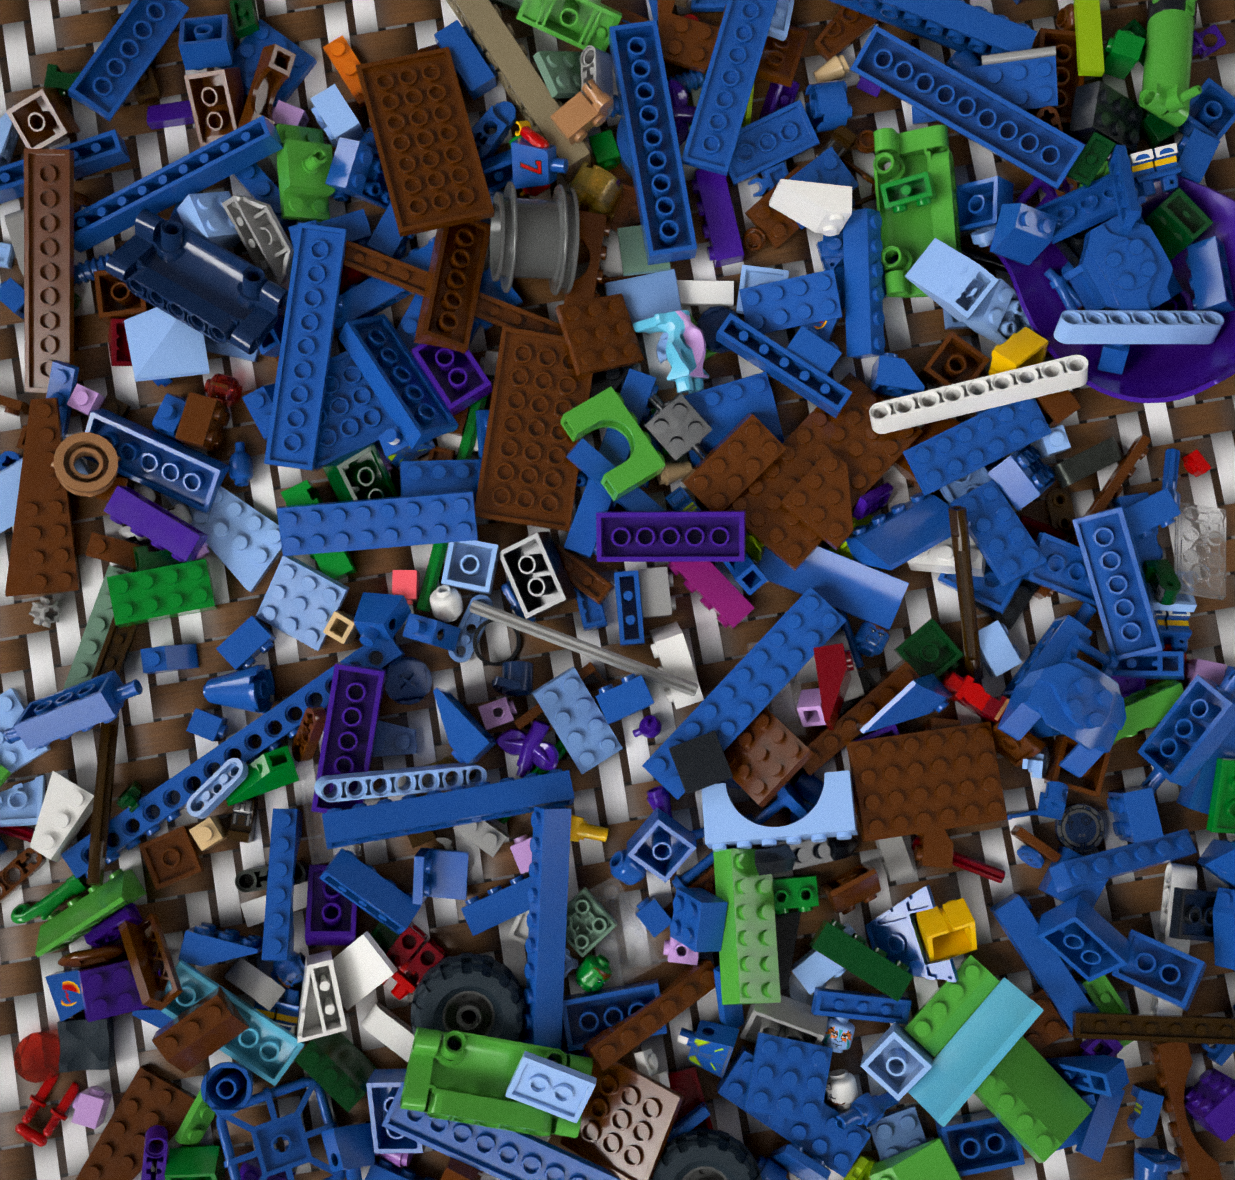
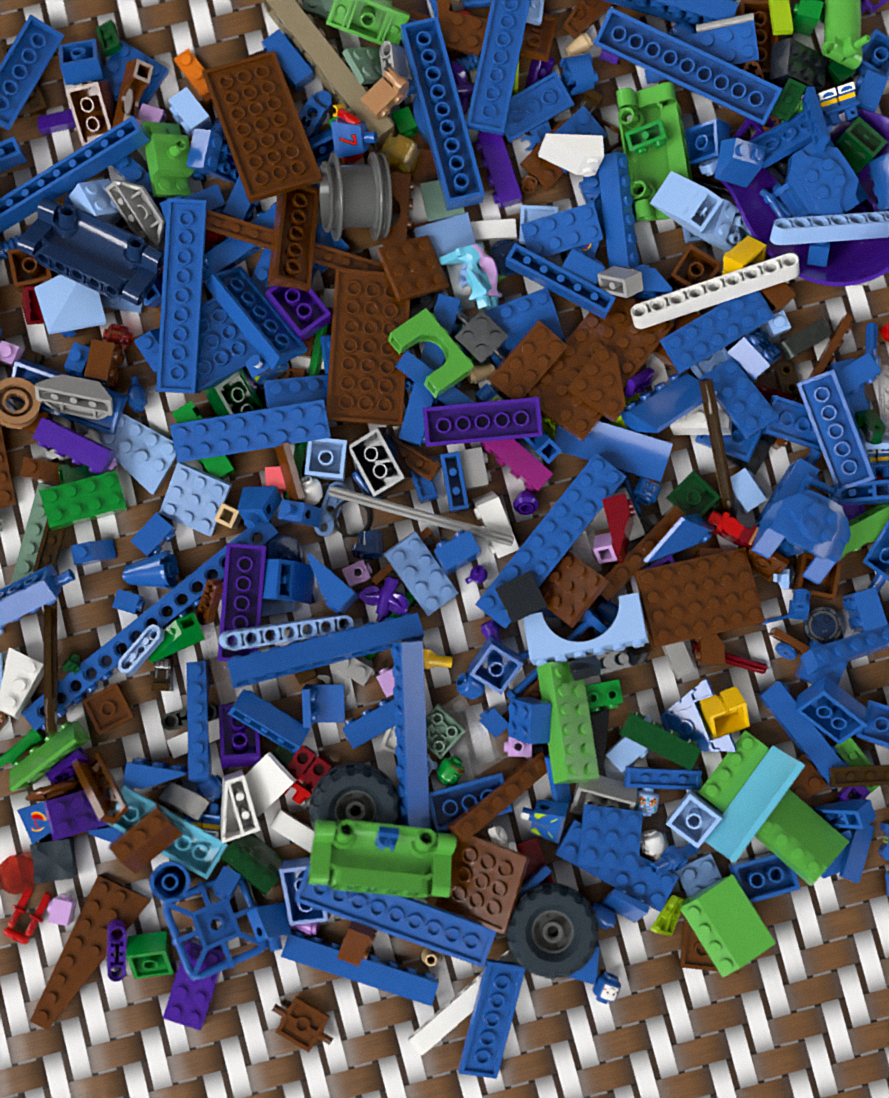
camera: 10 degrees left, 0 degrees up
(161, 462) = (75, 396): none -> light grey wedge
(195, 1123) = (146, 913): bright green plate -> none
(209, 833) = (137, 686): tan brick -> none
(299, 1093) = (226, 883): none -> blue brick
(408, 717) = (288, 581): none -> blue slope
(422, 579) = (289, 472): none -> reddish brown tile
(504, 1056) = (386, 837): none -> blue tile
(551, 1087) = (425, 857): light blue plate -> none
(717, 641) = (525, 503): none -> dark purple cone
(852, 887) = (648, 686): reddish brown slope -> none
(859, 373) = (620, 281): none -> light grey brick
(865, 142) = (610, 100): reddish brown plate -> none

